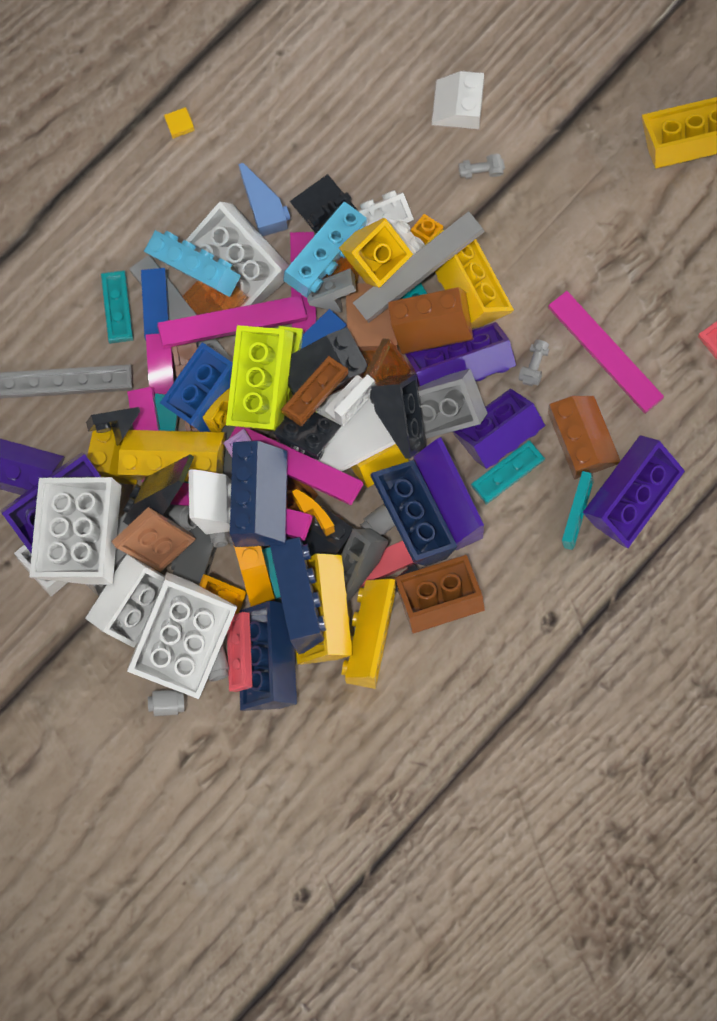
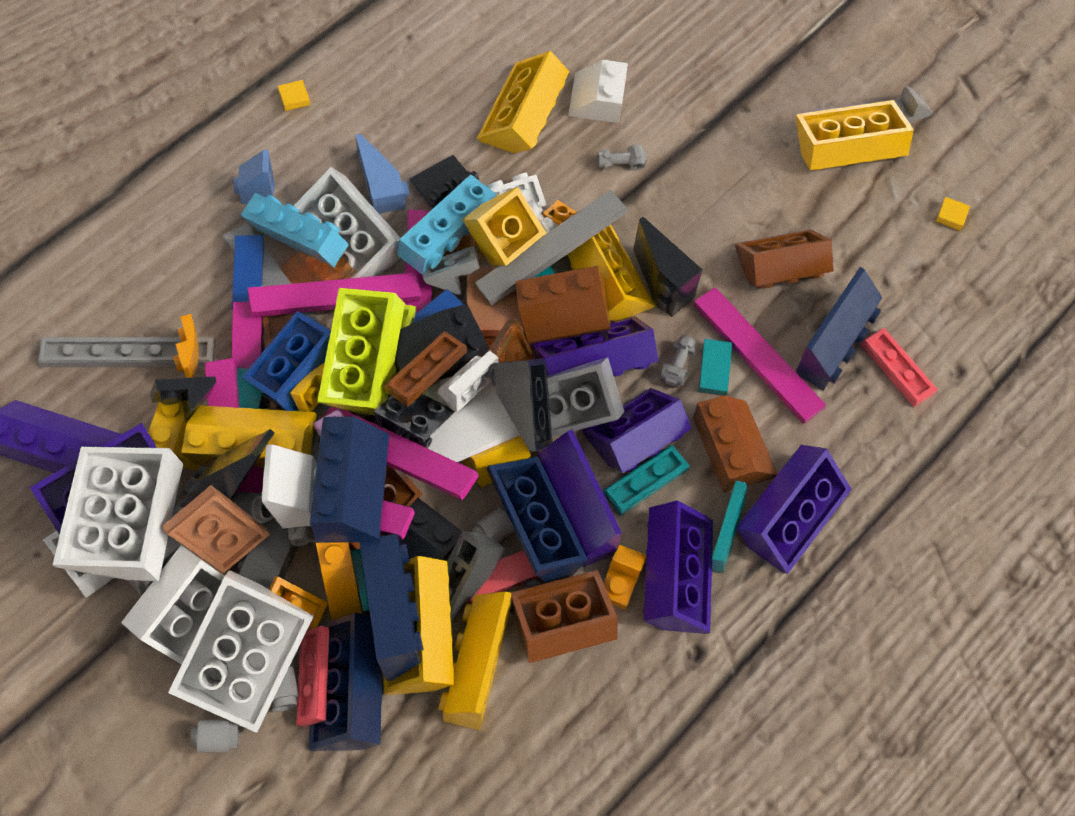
camera: 10 degrees left, 10 degrees down
(111, 380) = (188, 347): none -> light orange slope
(117, 307) = (204, 276): teal tile -> none
(153, 214) = (255, 177): none -> medium blue slope
(309, 506) = (410, 498): light orange slope -> none
(390, 117) = (524, 103): none -> yellow slope
(488, 556) = (623, 575): none -> light orange slope
(524, 283) = (666, 269): none -> black slope
(535, 548) = (678, 569): none -> dark purple slope
(567, 366) = (715, 367): none -> teal tile
(630, 258) = (785, 258): none -> dark orange slope
(677, 328) = (840, 331): none -> dark blue slope

